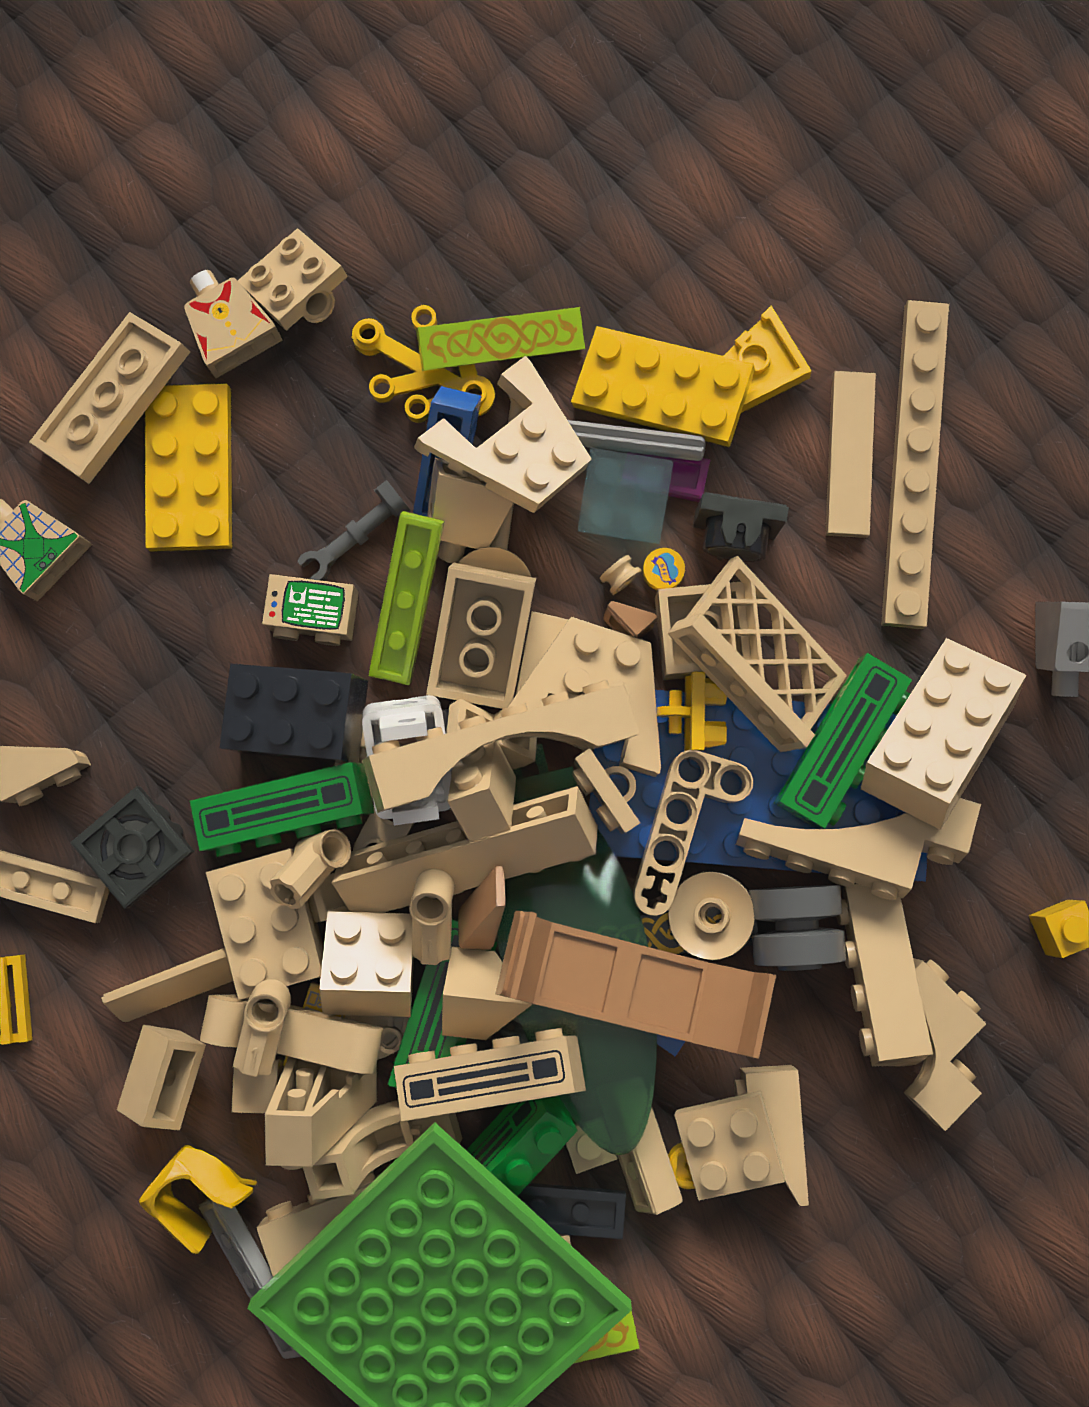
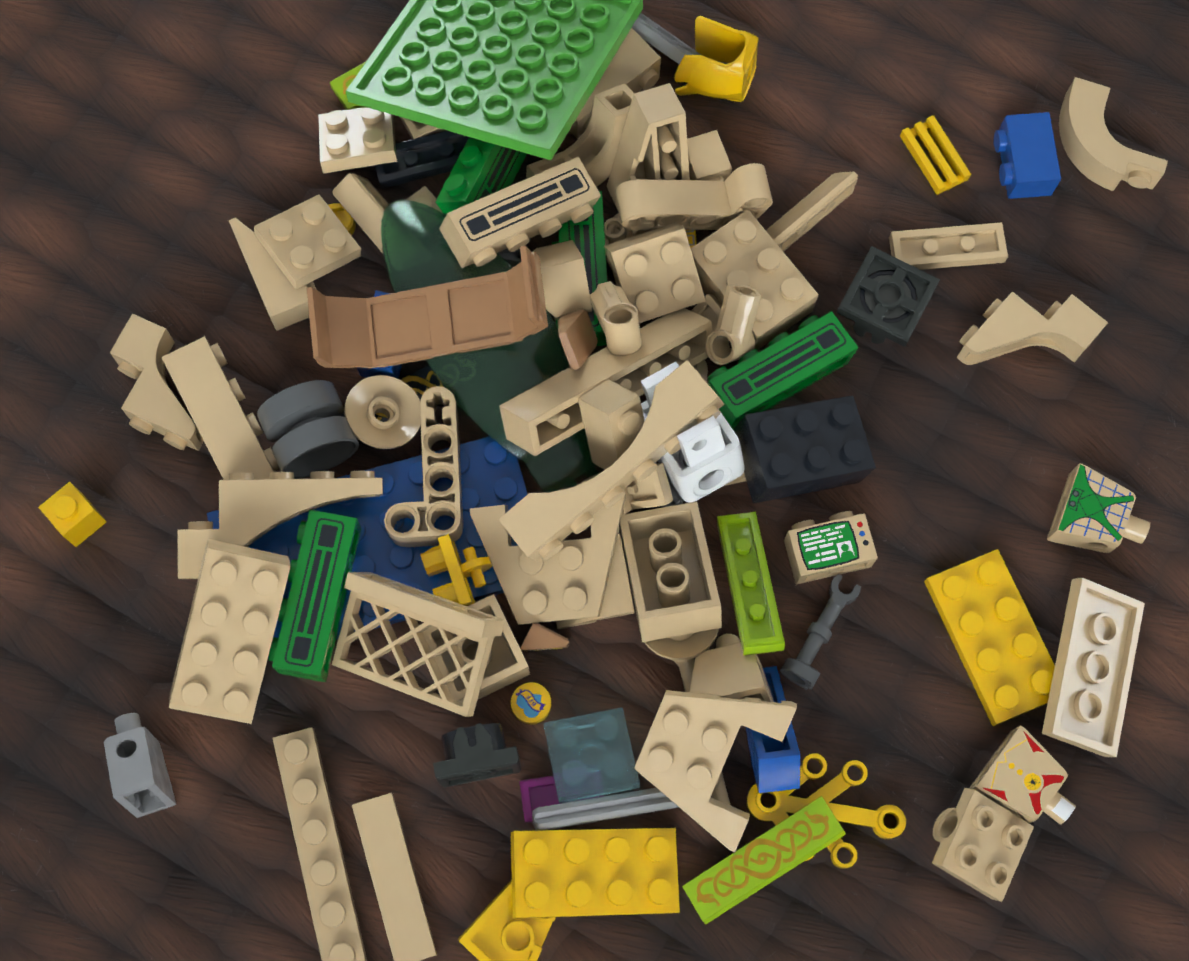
camera: 155 degrees right, 10 degrees down
(161, 1078) = (784, 136): tan brick -> none
(262, 1029) = (718, 190): tan piece -> none
(593, 778) = (498, 463): tan plate -> none
(620, 574) = (568, 681): tan bush -> none
(637, 1256) = (356, 139): none -> tan plate

